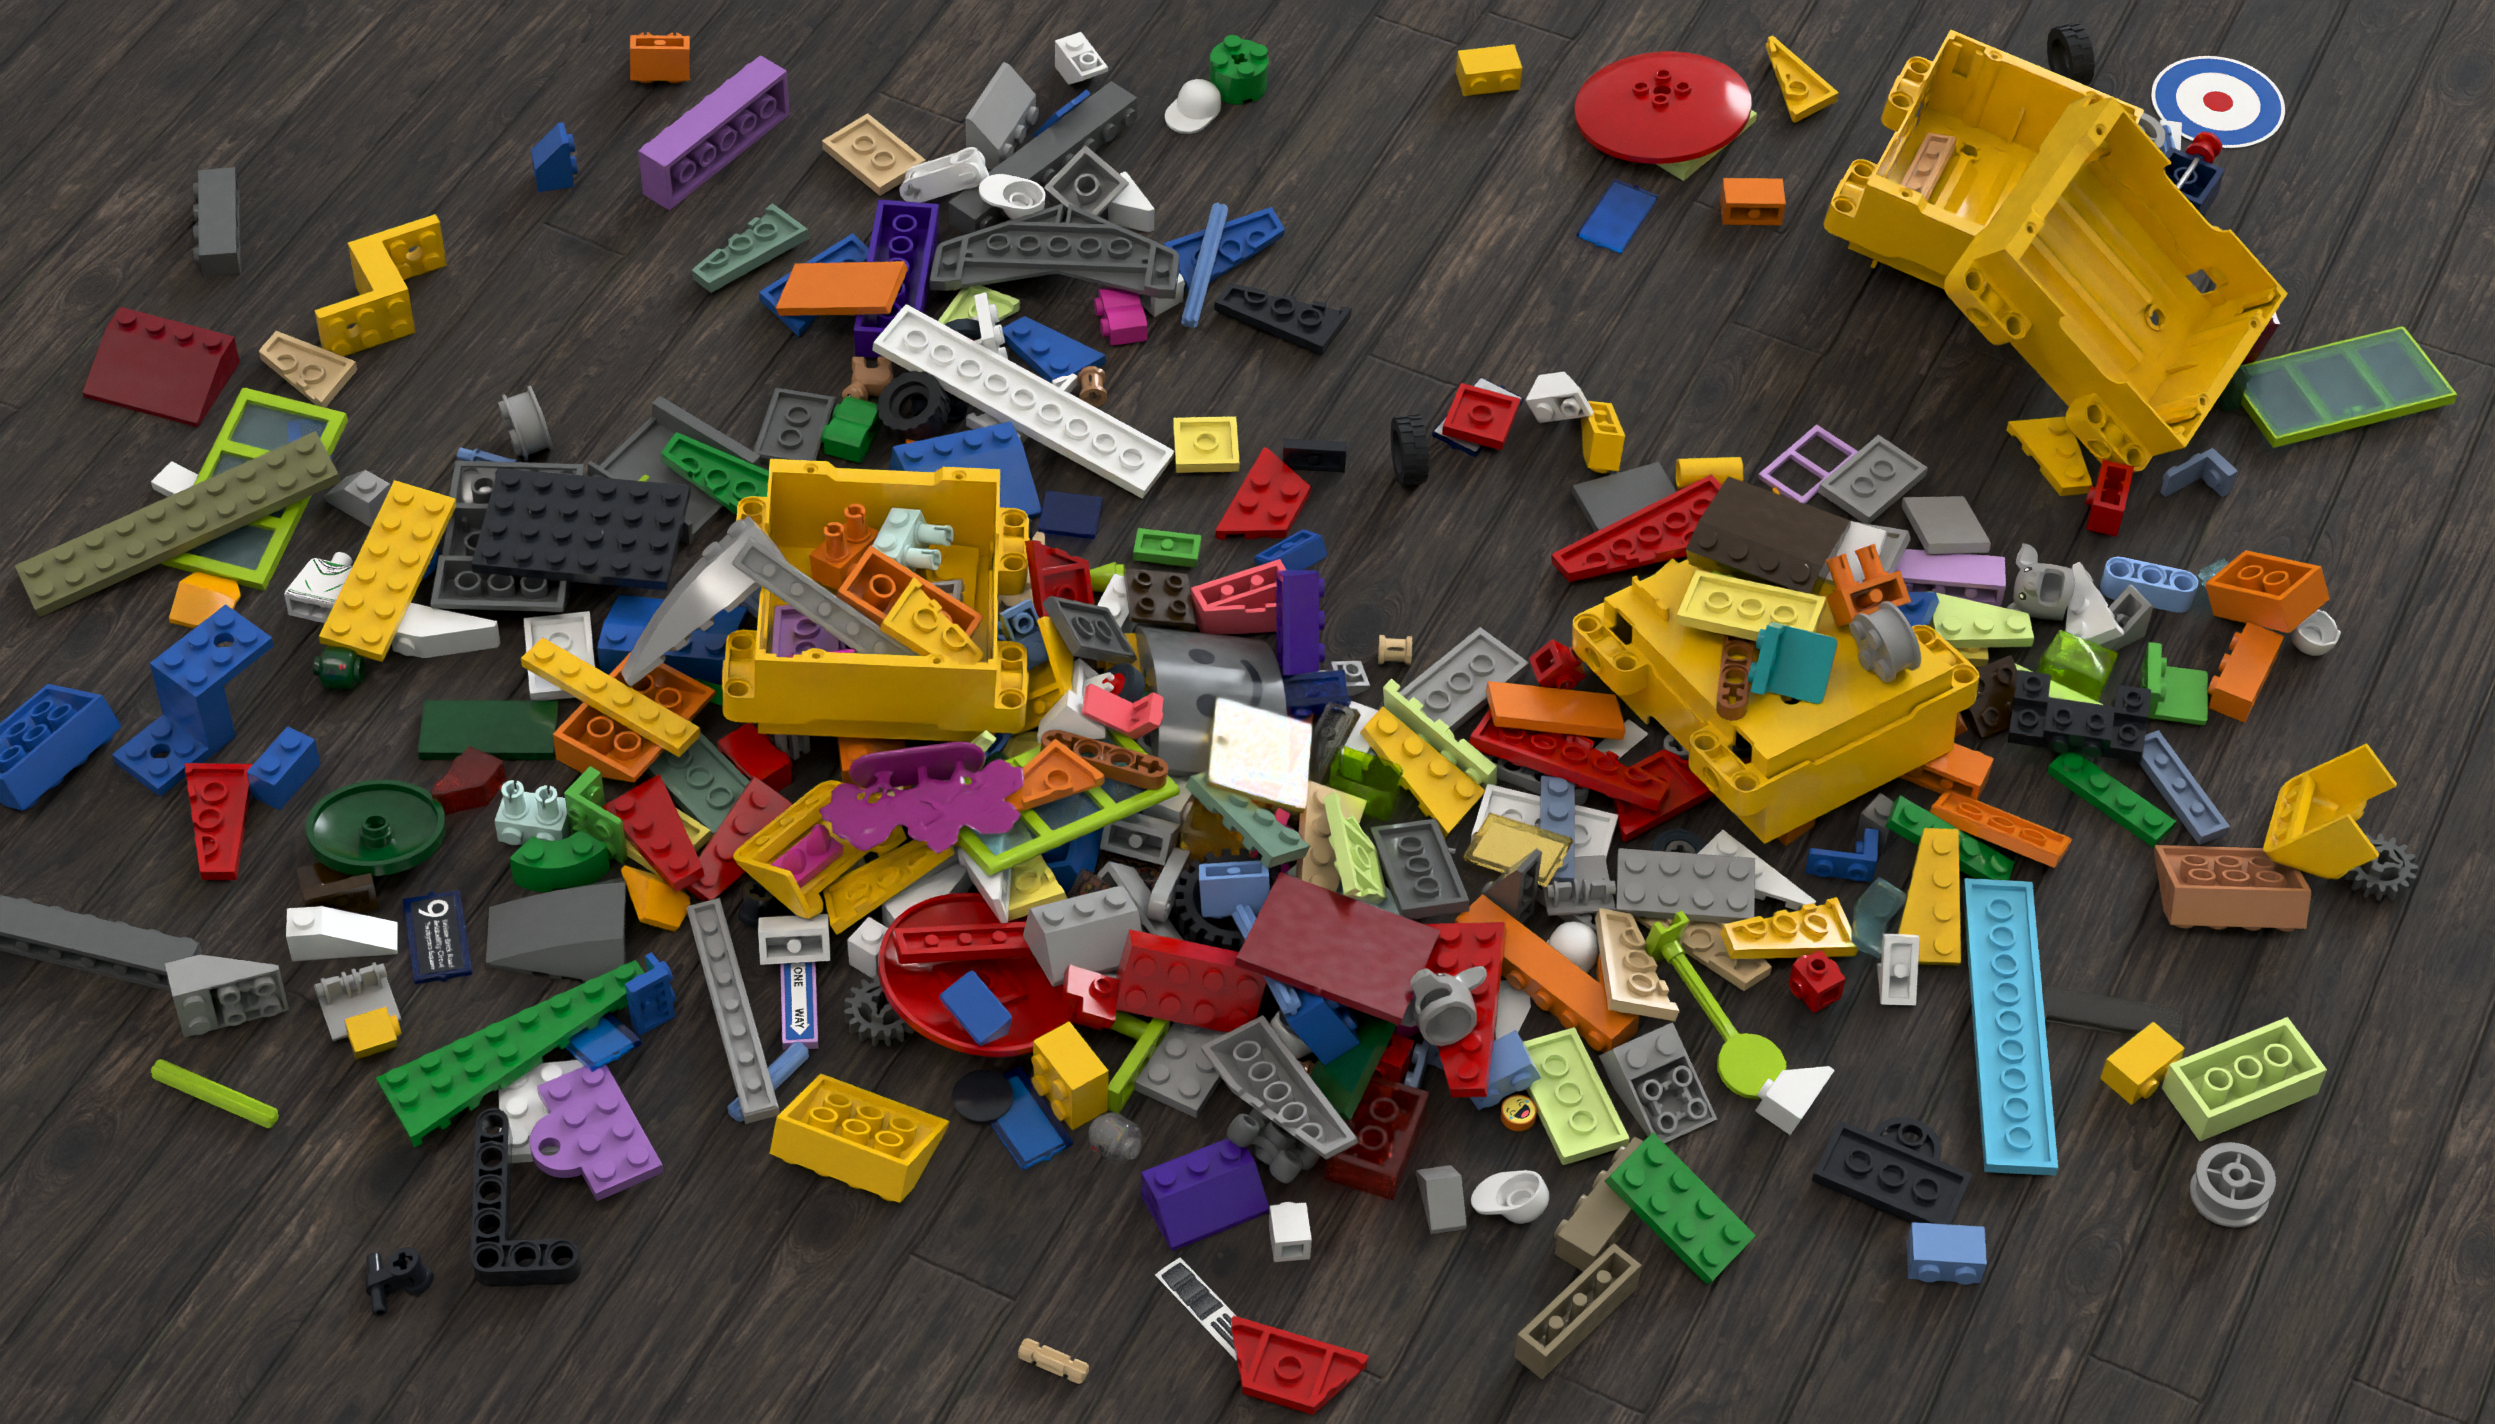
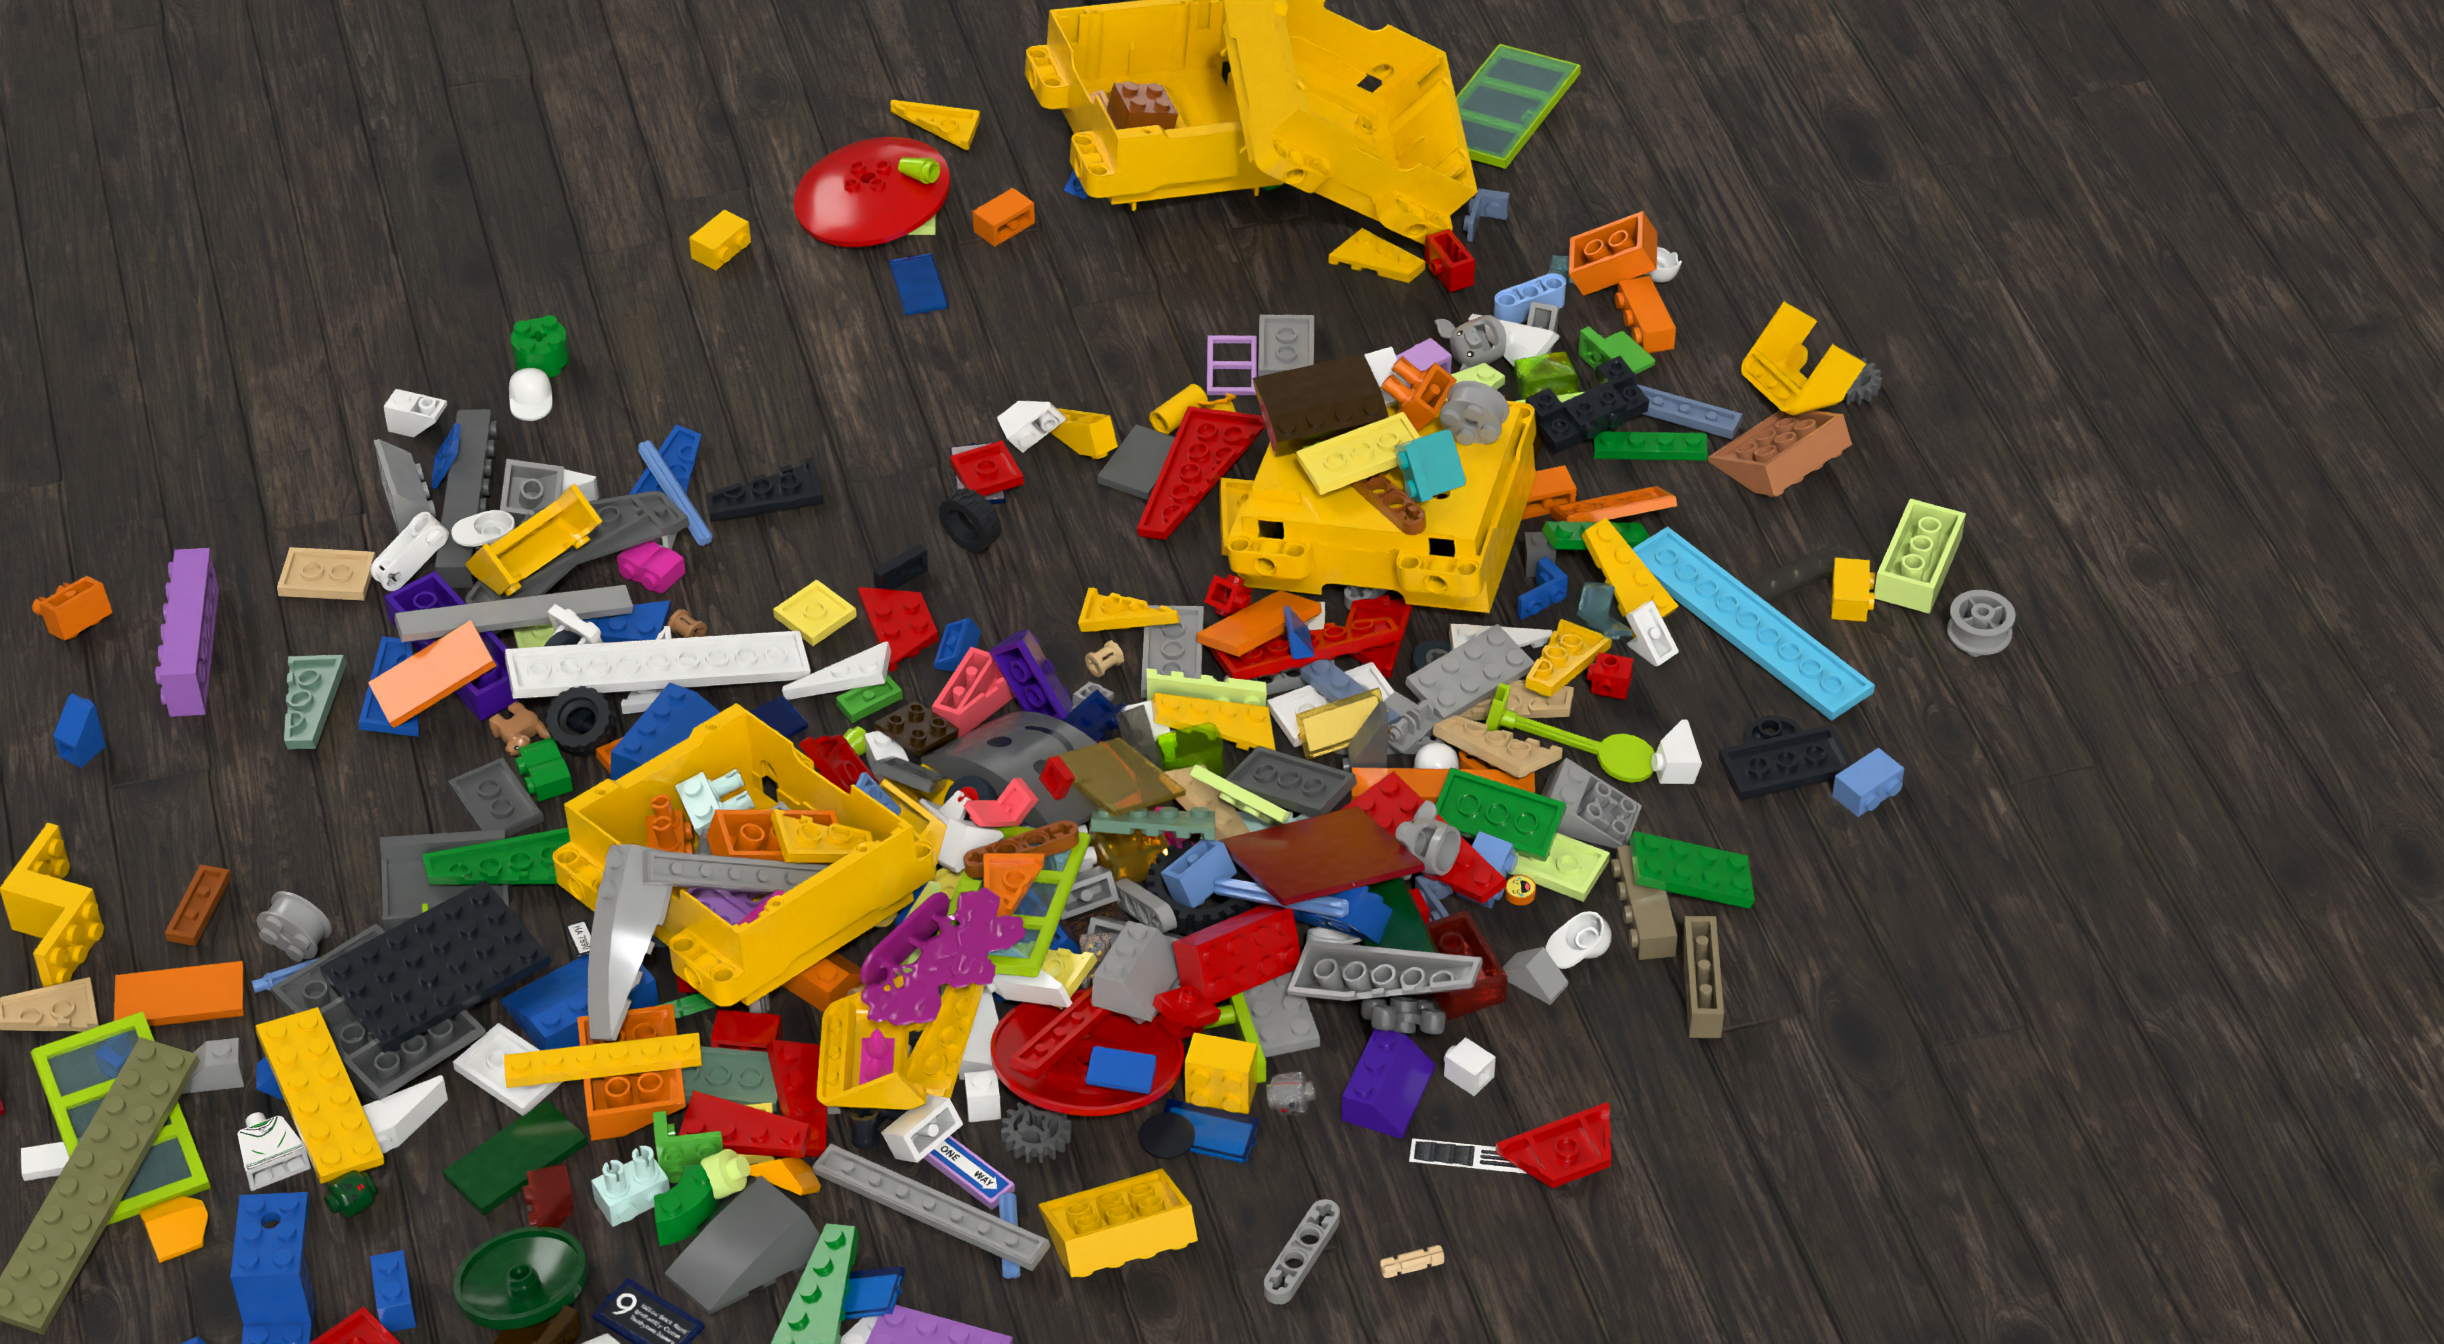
camera: 40 degrees left, 5 degrees down
(406, 422) = (182, 993): none -> orange tile
(491, 359) = (198, 905): none -> dark orange plate
(599, 858) = (726, 1172): none -> yellowish green piece
(651, 996) = (869, 1232): blue bracket -> none
(957, 280) = (512, 612): none -> light grey tile
(974, 1273) = (1297, 1249): none -> light grey beam
(1019, 231) = (535, 542): none -> yellow windscreen
(1175, 517) = (857, 671): none -> white wing
(1201, 719) = (1057, 777): none -> red plate
(1448, 615) = (1121, 612): none -> yellow wing
(1557, 1029) = (1501, 811): none -> green plate
(1562, 741) = (1298, 635): none -> blue slope
(1706, 110) = (921, 169): none -> lime cone
(1946, 525) = (1365, 338): light grey tile -> none
(1958, 178) = (1141, 106): none -> dark orange brick

